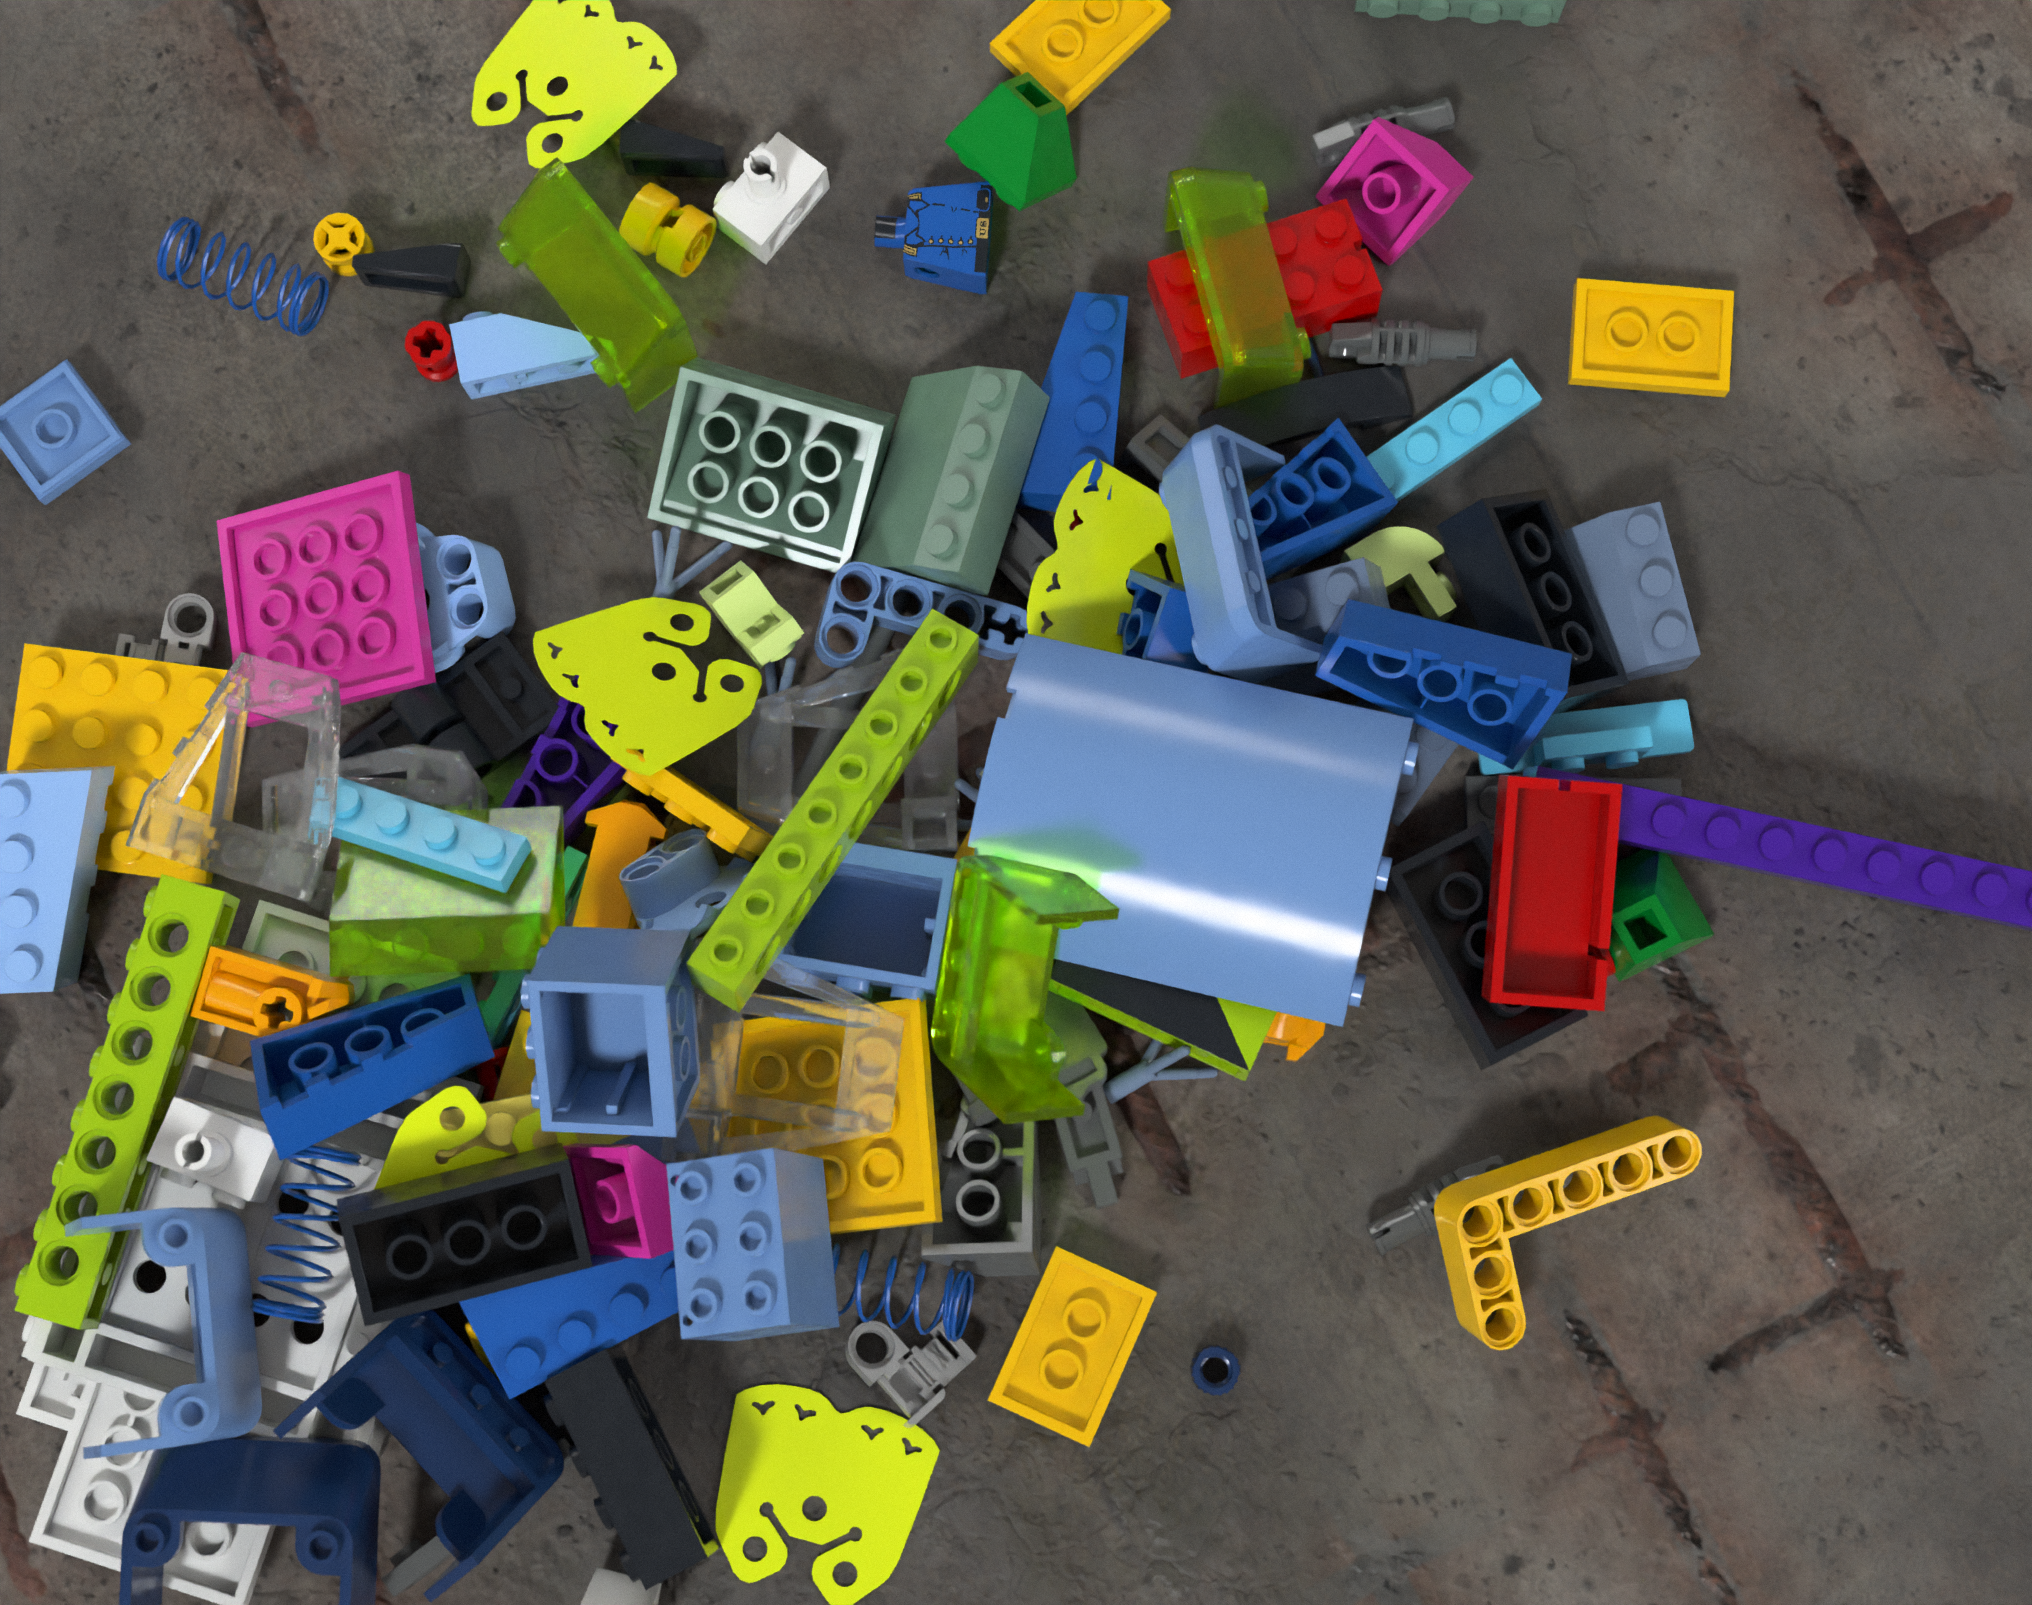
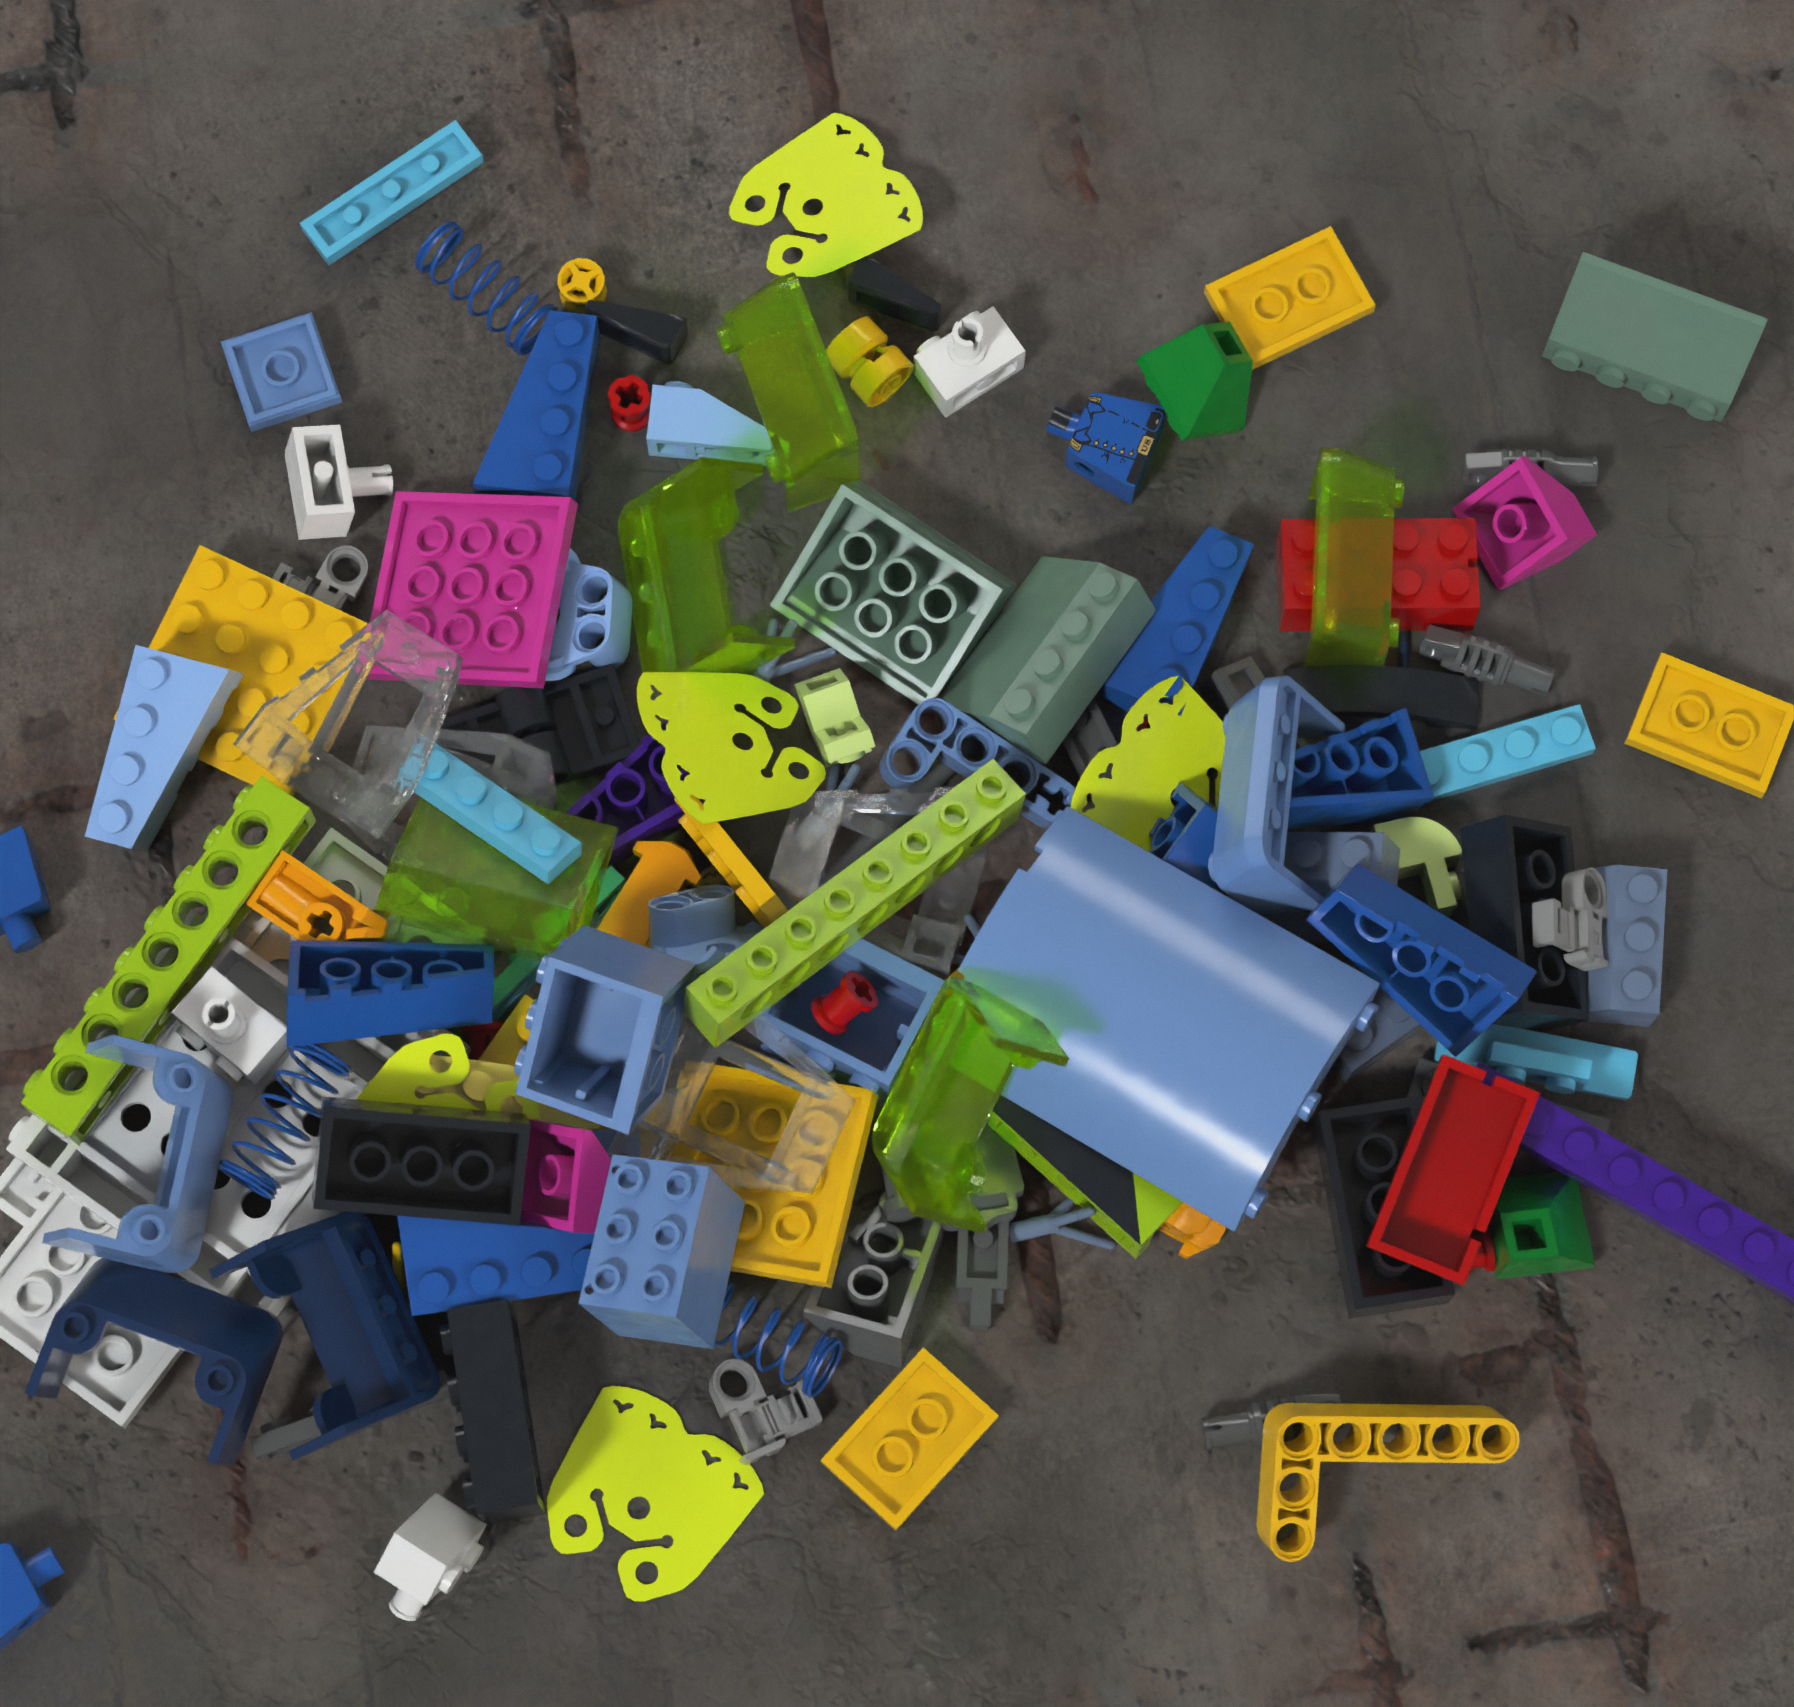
camera: 15 degrees right, 5 degrees down
(112, 207) = (392, 192): none -> medium azure plate
(139, 536) = (324, 484): none -> white brick
(349, 390) = (547, 416): none -> blue wedge
(541, 516) = (678, 574): none -> clear neon green windscreen
(859, 916) = (844, 1003): none -> red bush
(1197, 1373) = (1035, 1487): dark blue axle -> none
(1586, 585) = (1577, 923): none -> light grey piece

